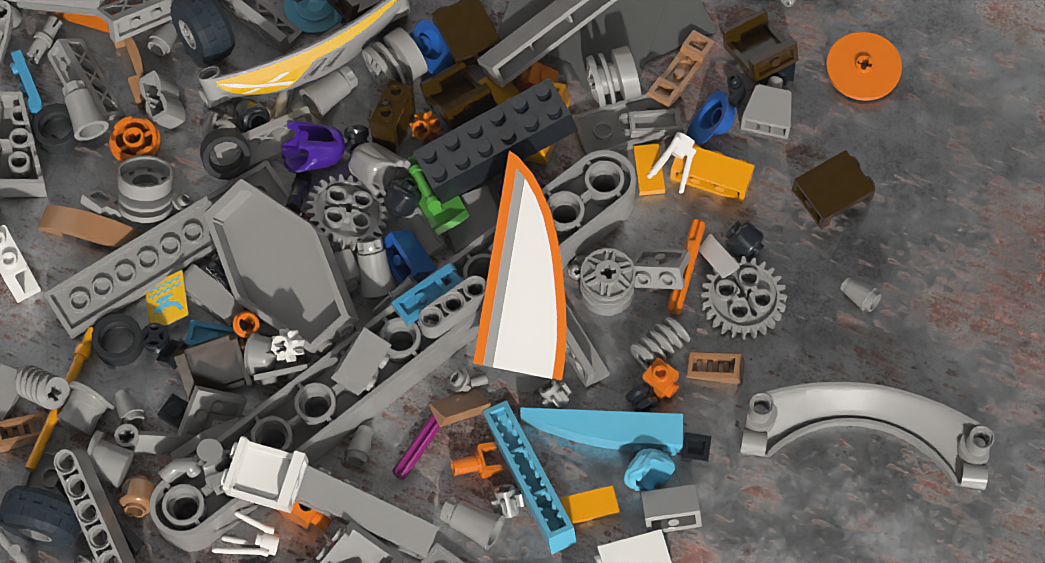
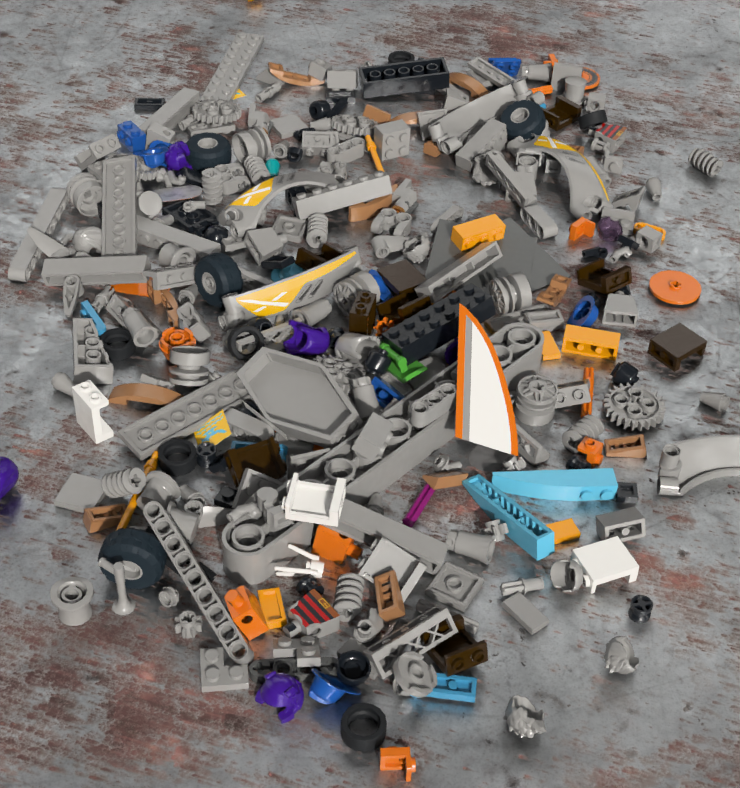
camera: 10 degrees left, 25 degrees down
(136, 496) = (206, 547): medium nougat head -> none
(250, 320) = (278, 430): orange cone -> none
(258, 354) = (292, 446): light grey piece -> none
(287, 345) = (313, 435): white gear -> none
(416, 299) = (402, 405): dark azure plate -> none
(477, 463) = (467, 511): orange piece -> none
(648, 470) = (596, 502): medium azure hair -> none
(679, 147) = (566, 324): white plant -> none
(718, 257) = (609, 384): white sticker -> none

